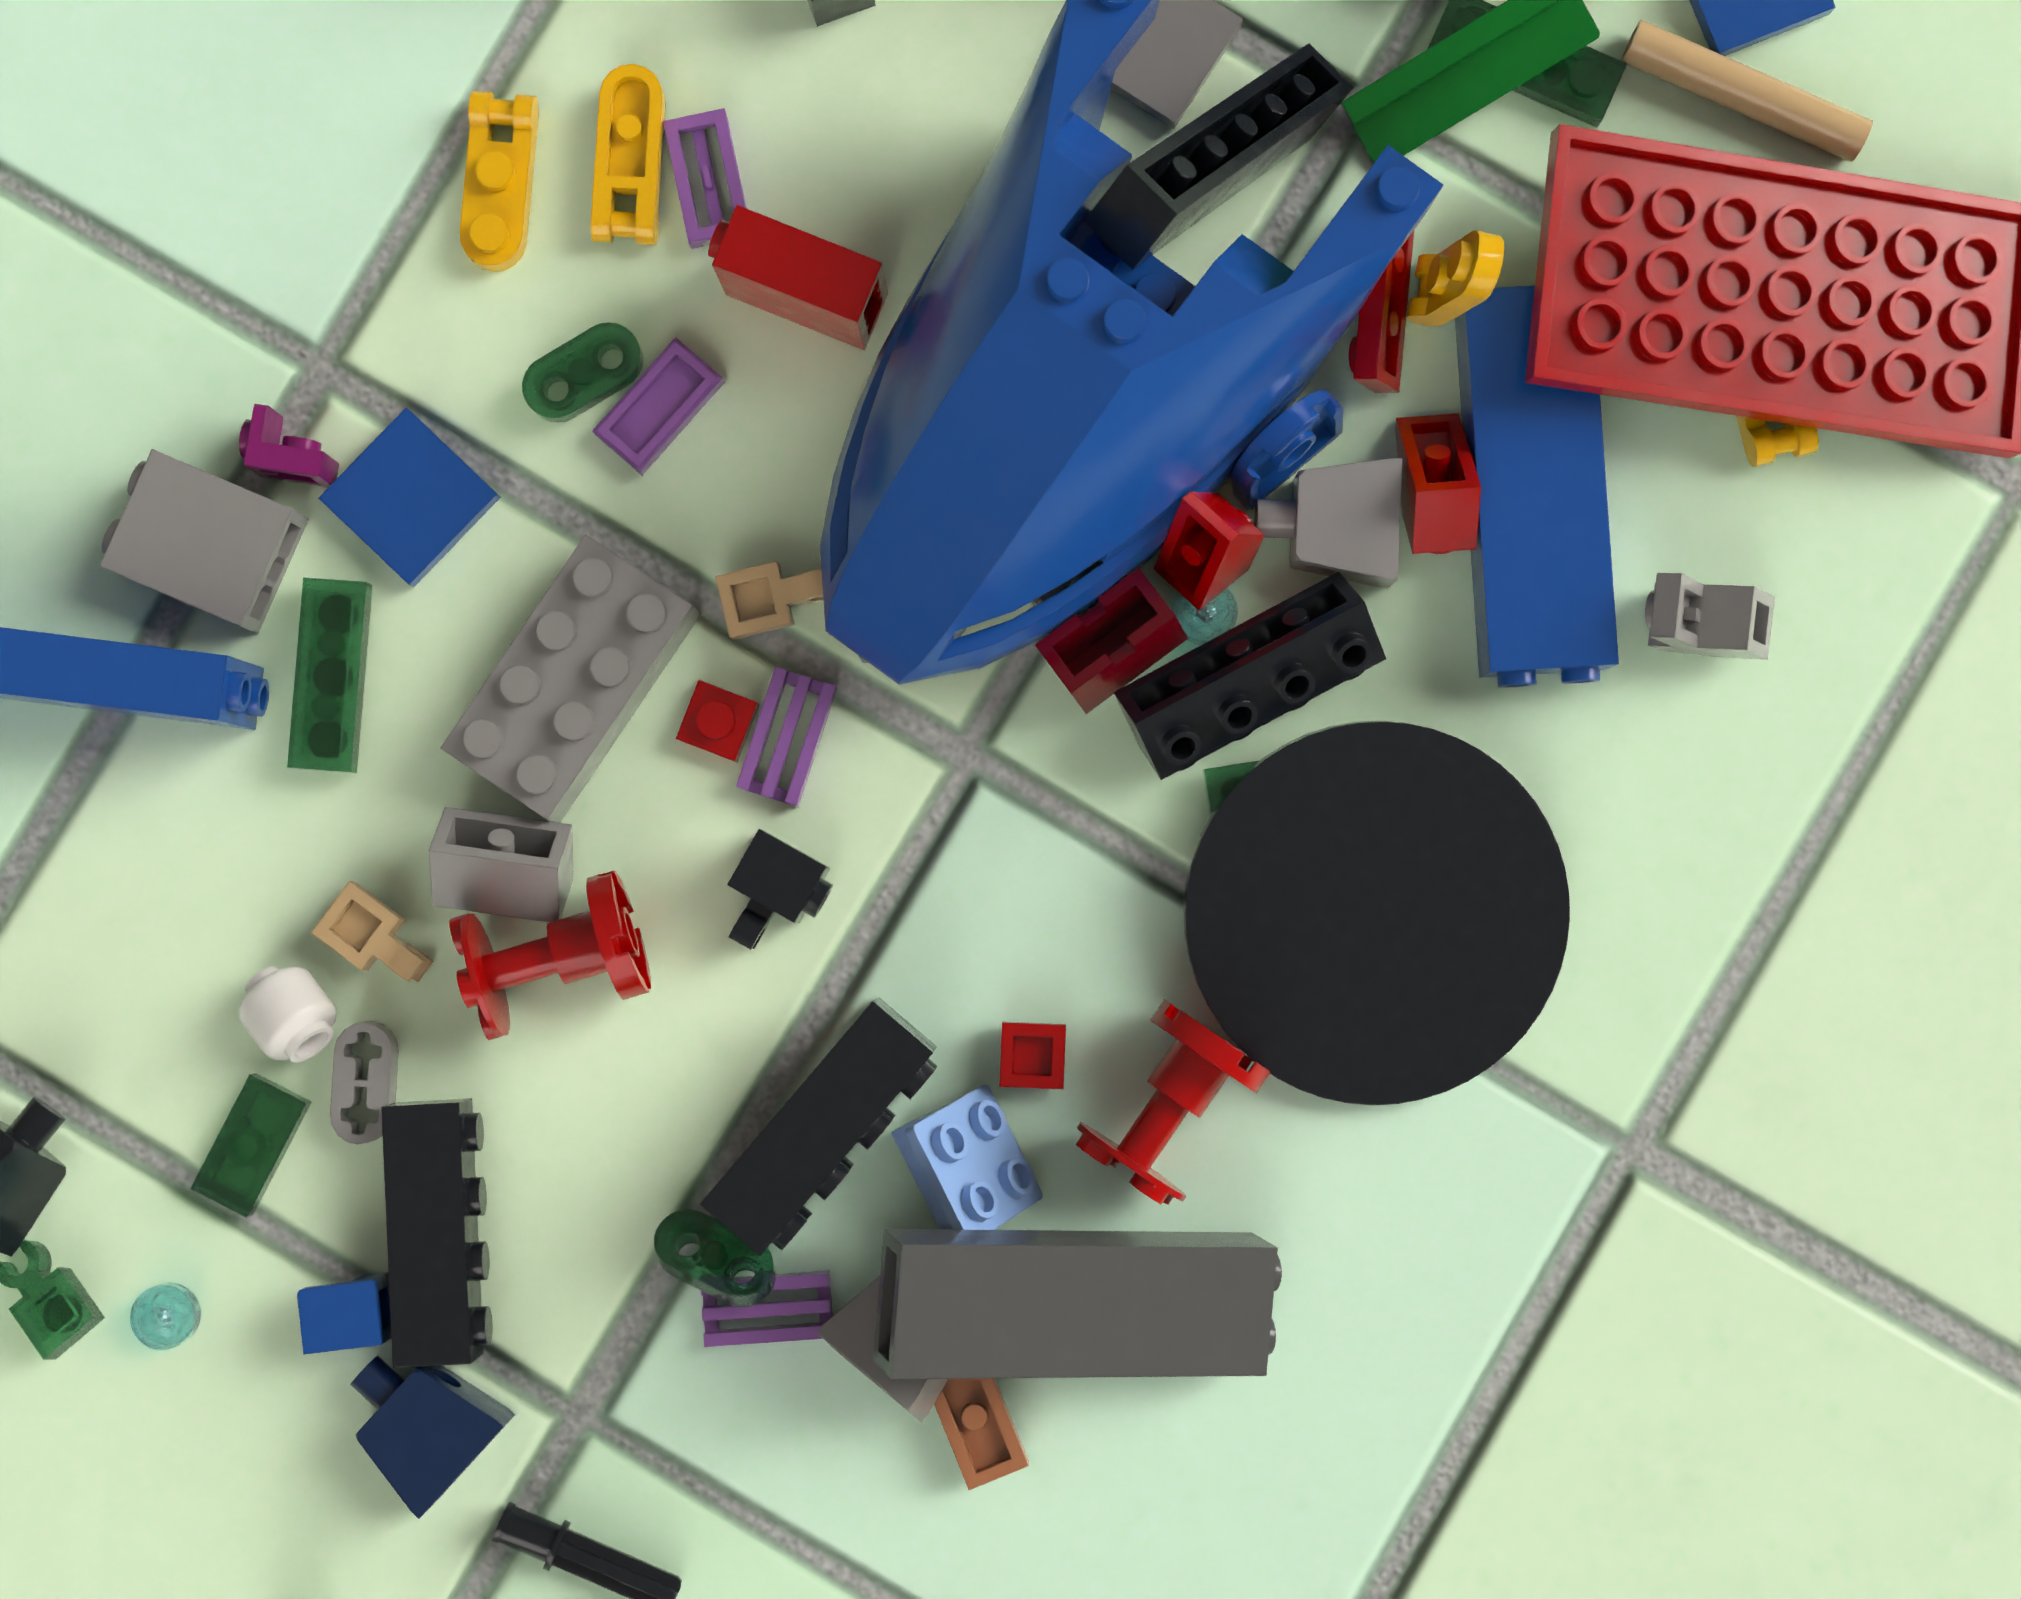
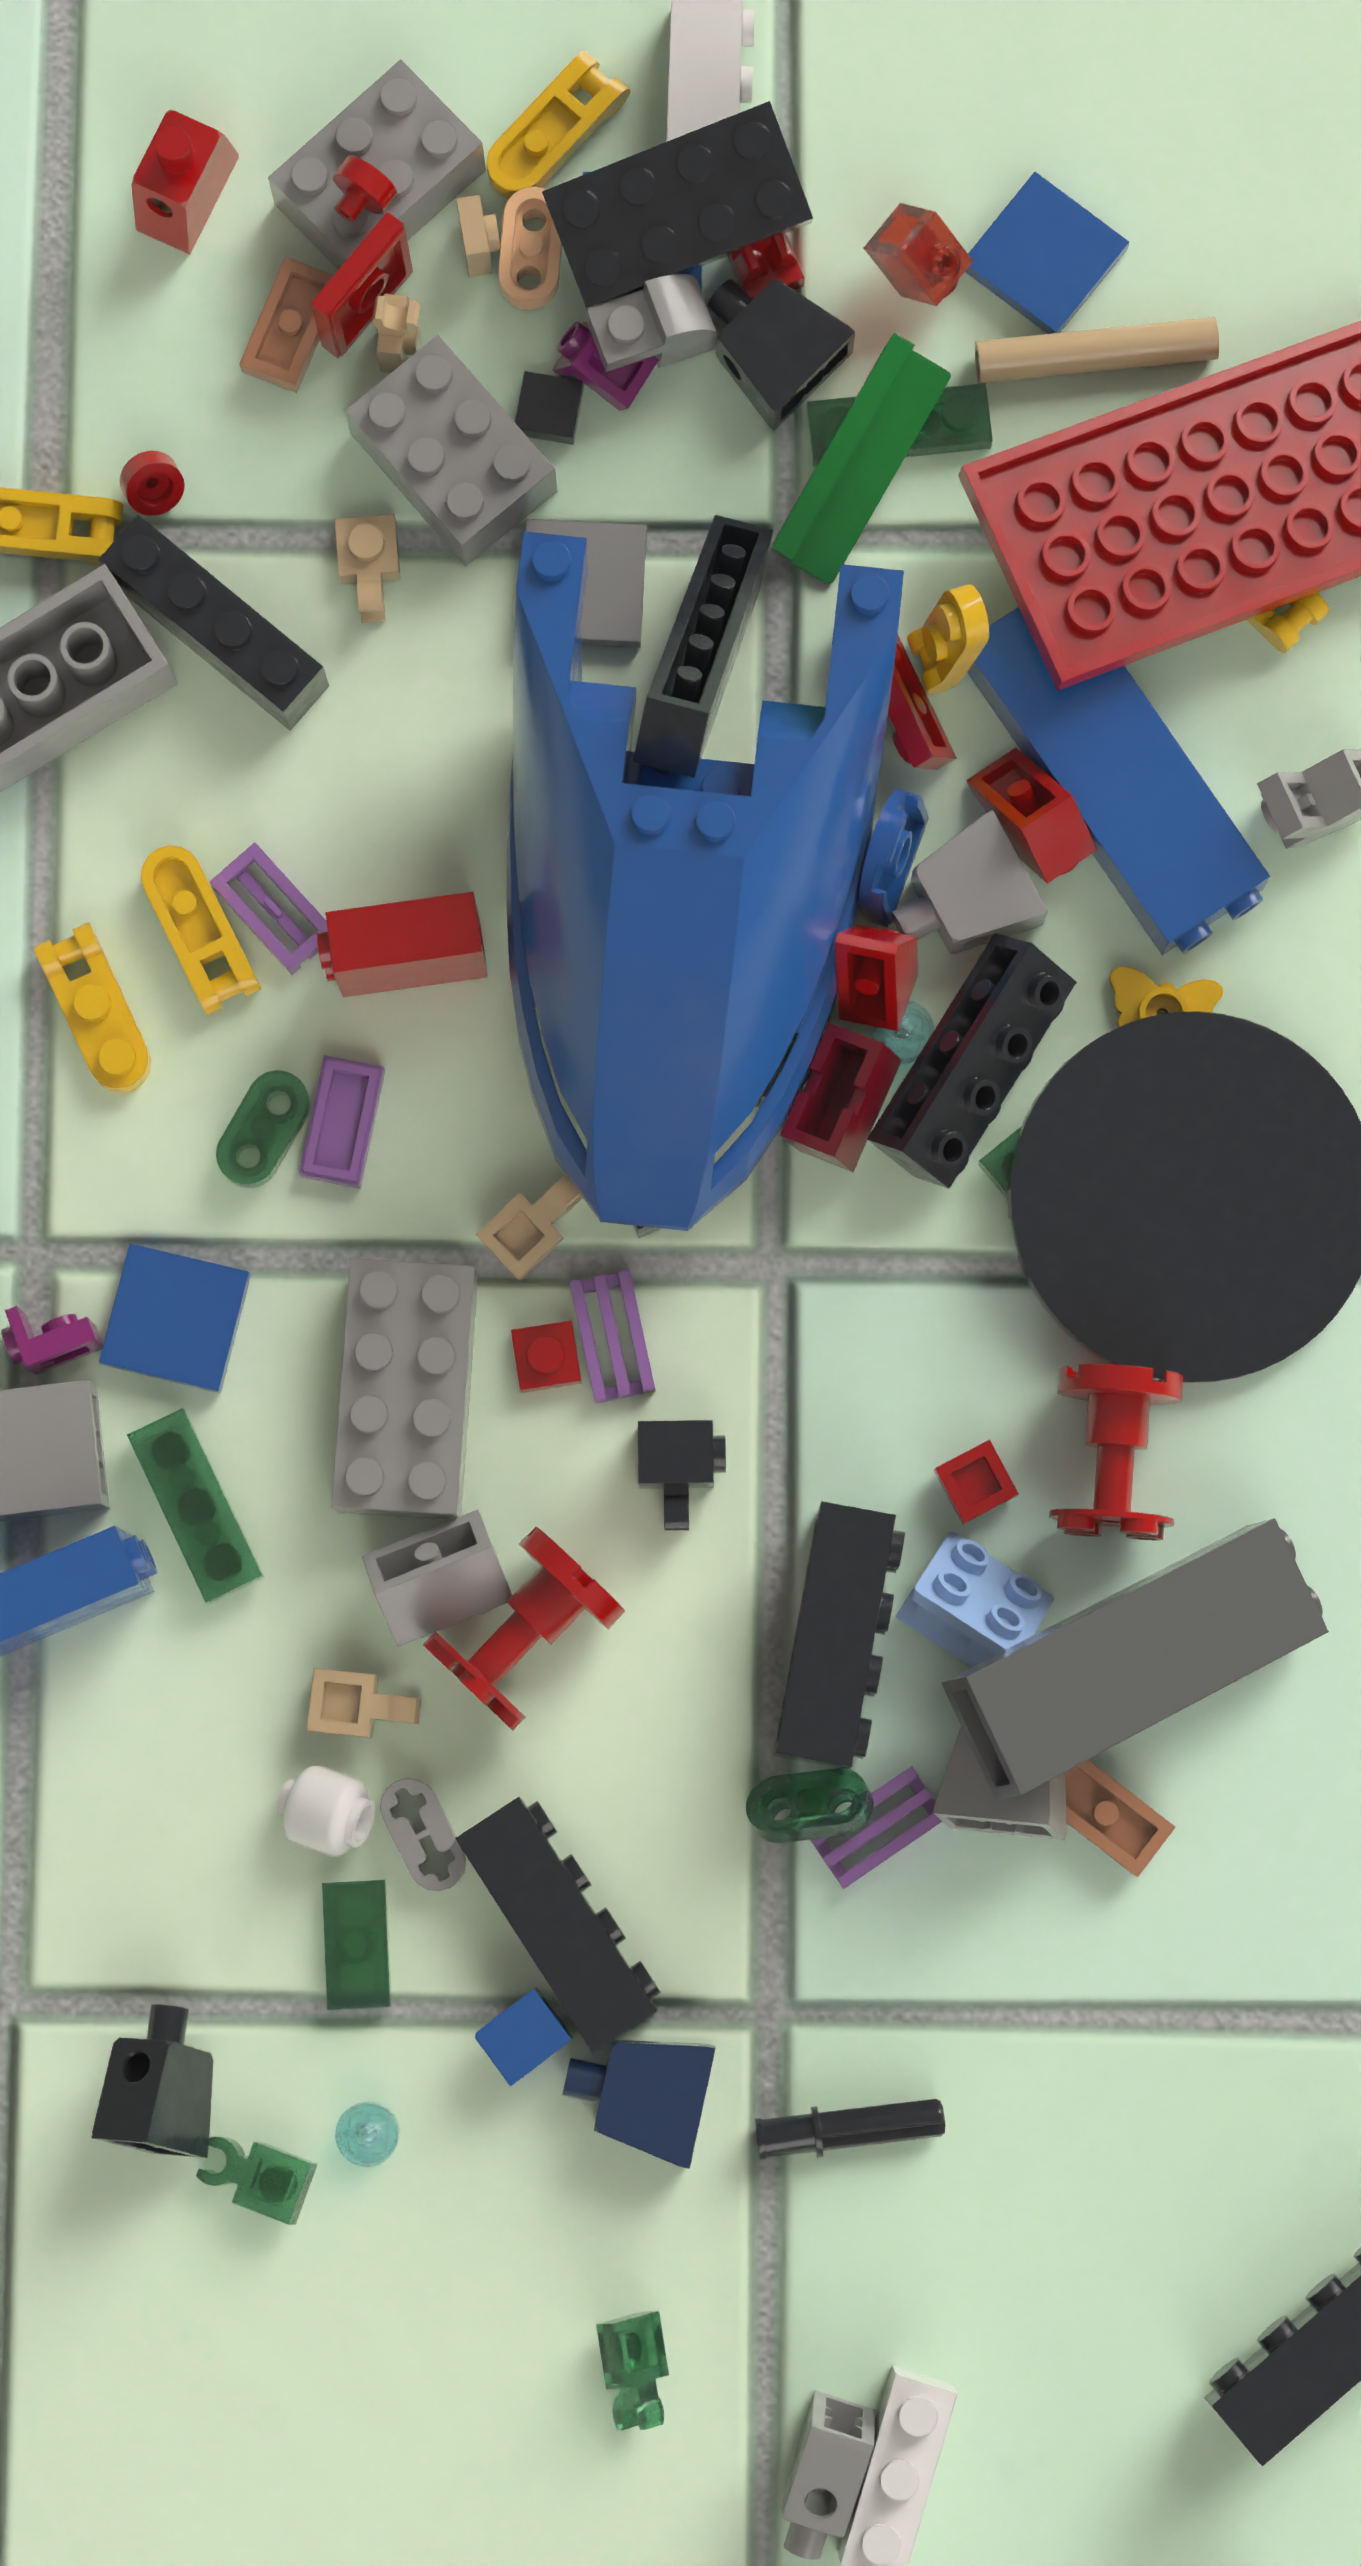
camera: 30 degrees left, 5 degrees down
(1435, 705) = (1140, 998): none -> yellow animal

